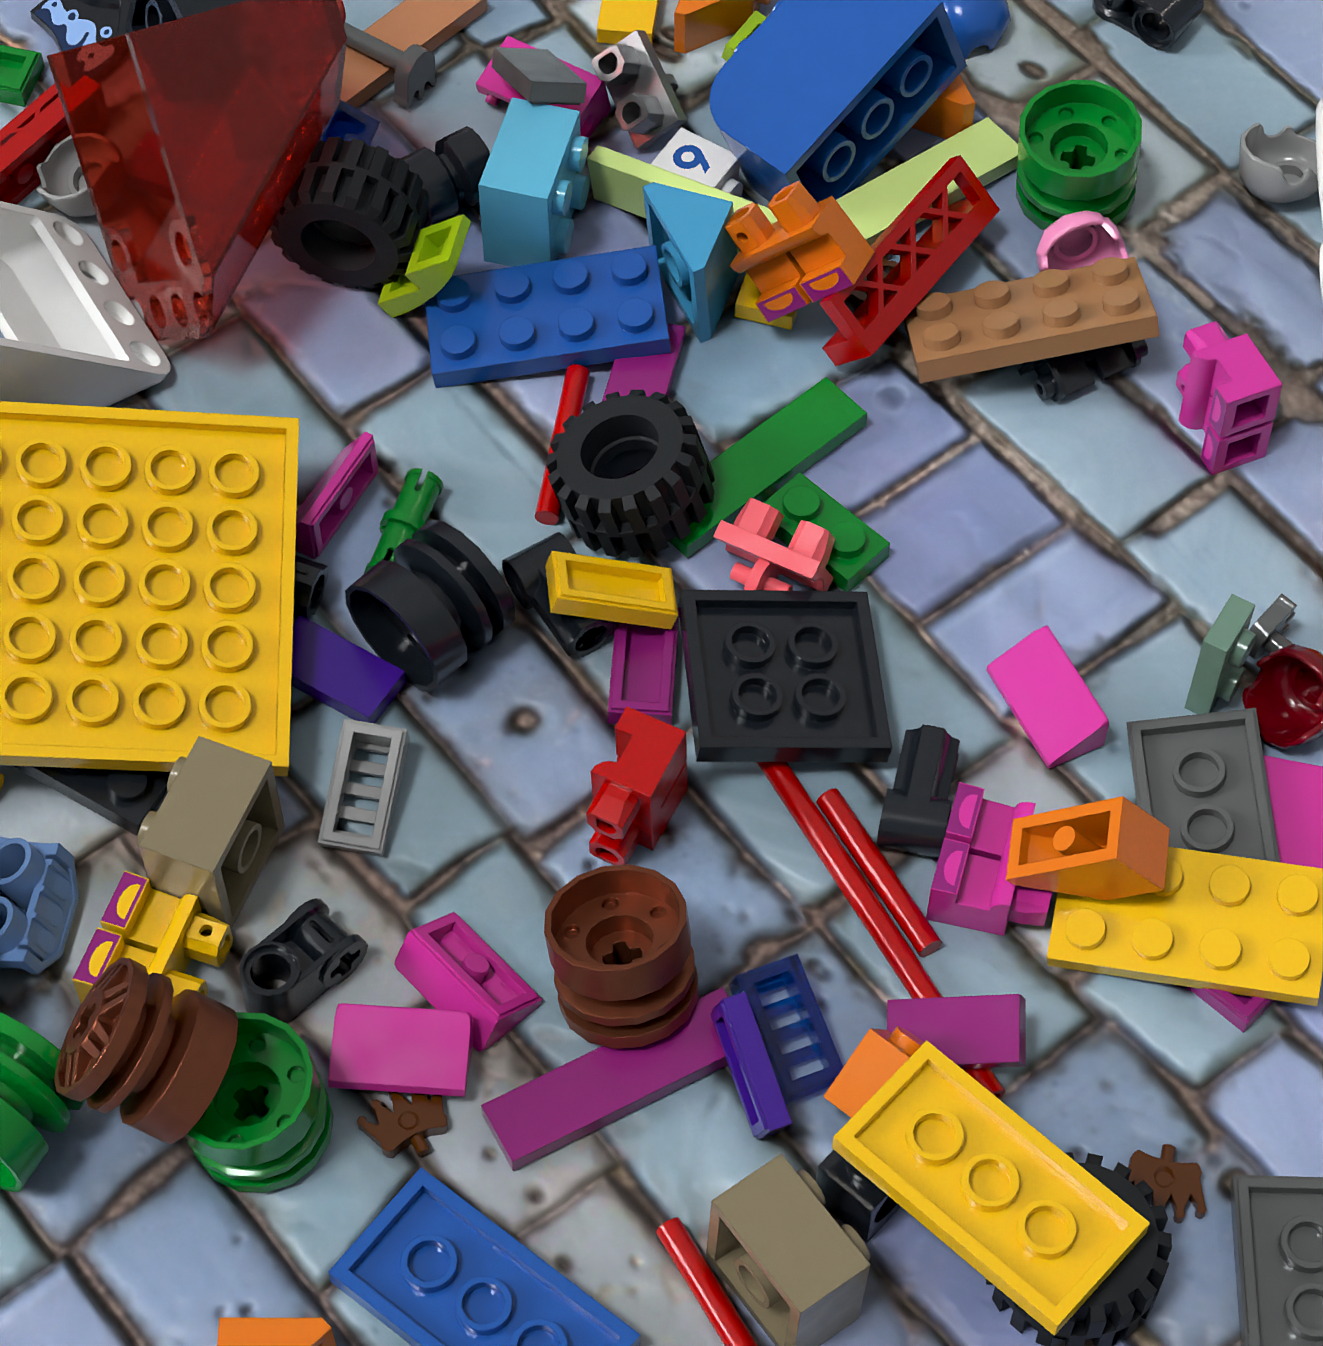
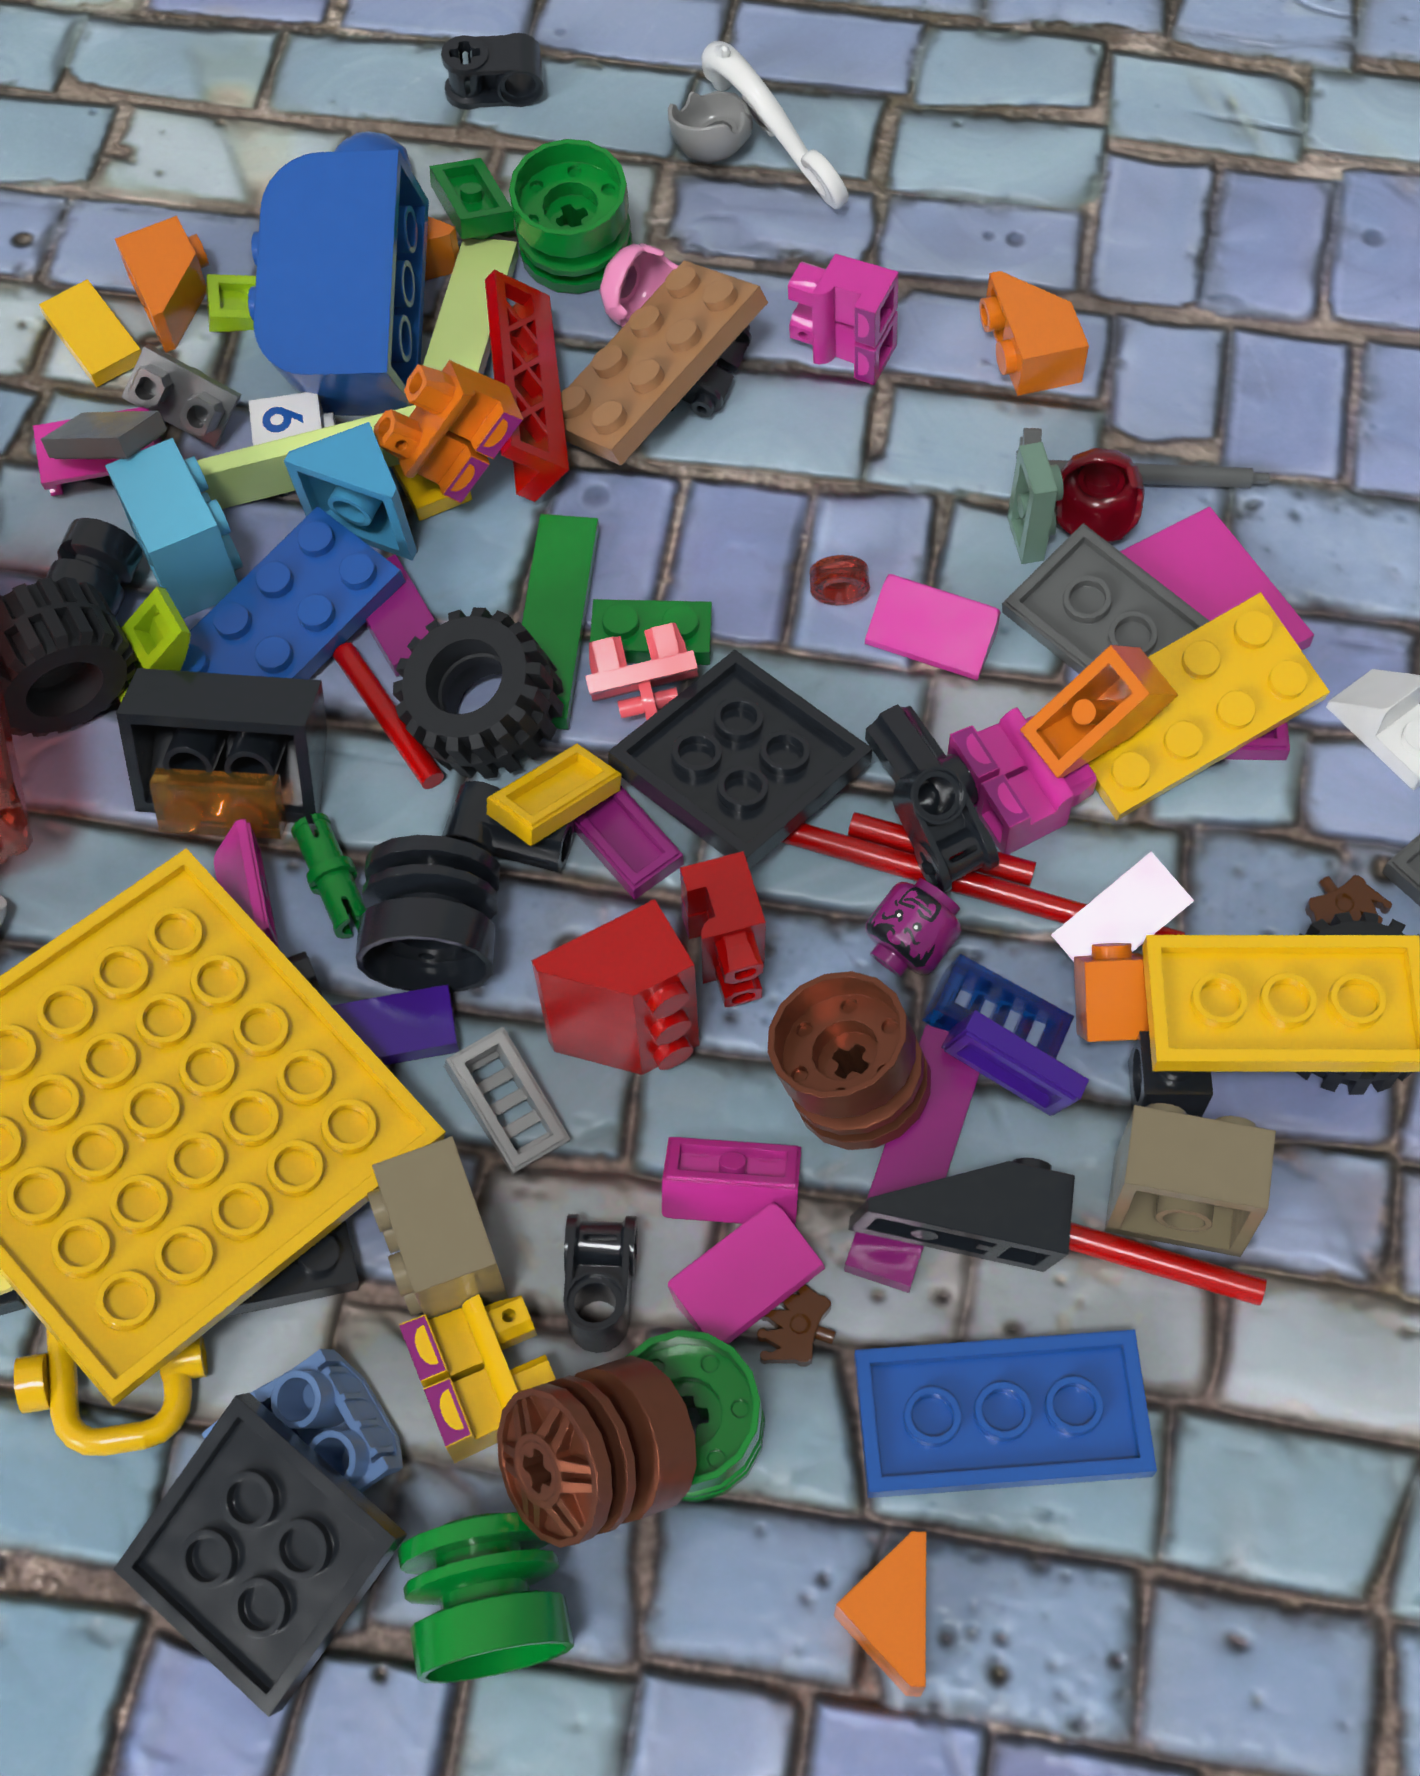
camera: 40 degrees left, 5 degrees up
(369, 405) = (214, 800): none -> clear orange plate
(414, 371) = (227, 727): none -> black slope
(500, 766) = (621, 994): none -> red slope
(616, 1153) = (995, 1213): none -> black slope
(785, 908) = (913, 928): none -> magenta head
(874, 851) = (945, 832): none -> black piece
(1007, 602) = (839, 580): none -> clear red tile
(1014, 84) = (472, 198): none -> green plate

